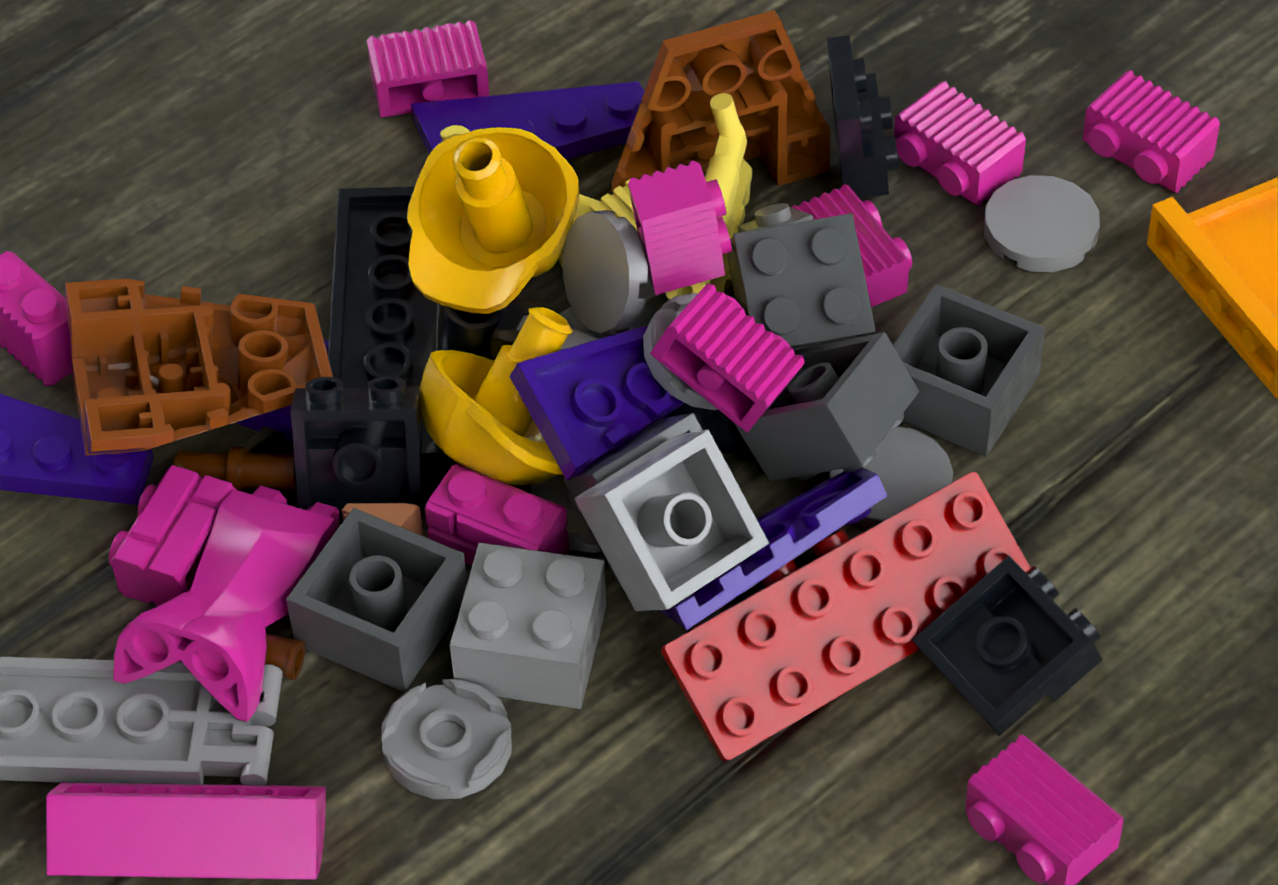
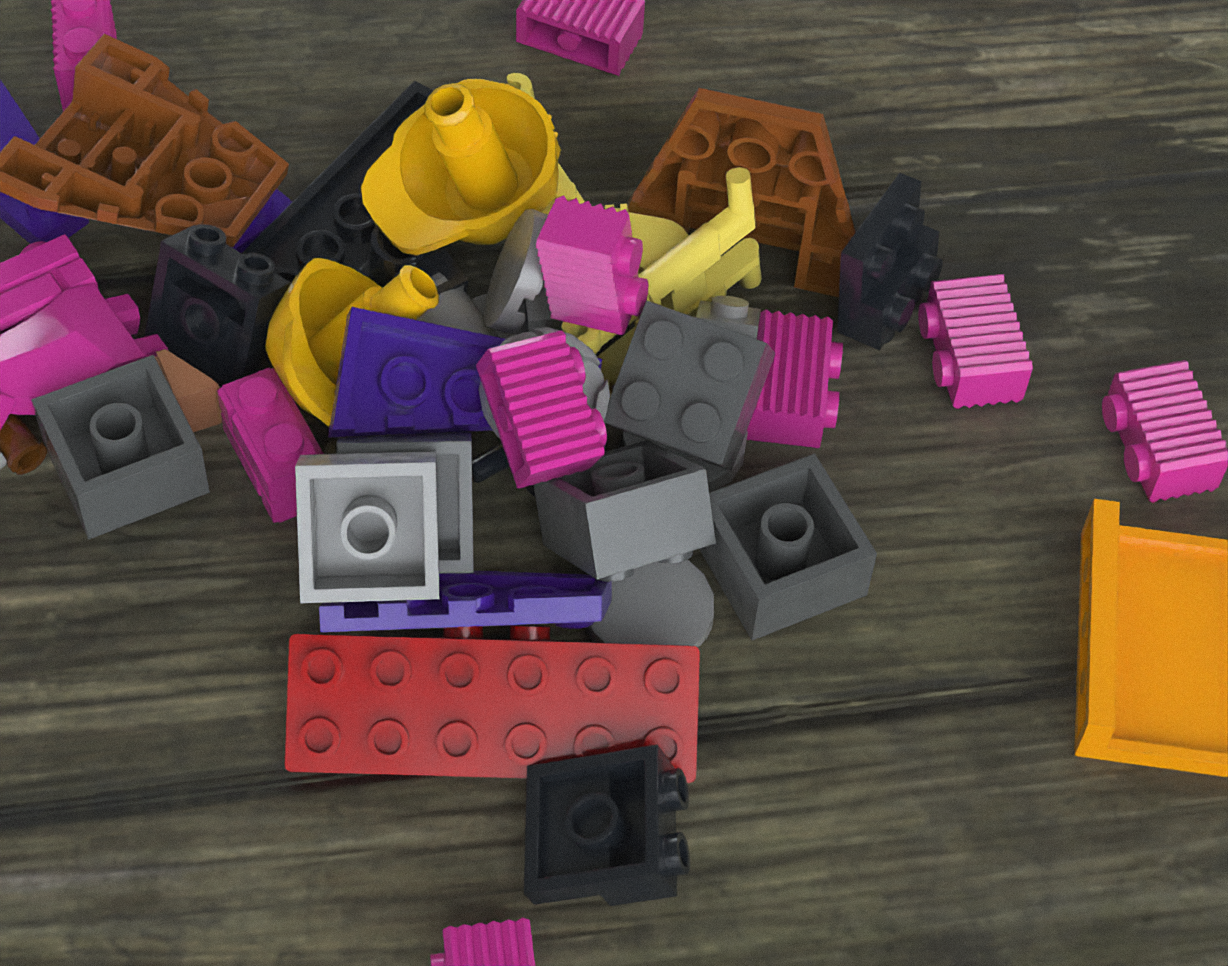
camera: 30 degrees right, 5 degrees up
(242, 469) = (126, 269): reddish brown pin -> none
(446, 739) = (84, 601): light grey tile -> none
(530, 624) = (218, 545): light grey brick -> none
(569, 119) = (602, 109): dark purple wing -> none
(1041, 223) = (994, 456): light grey tile -> none

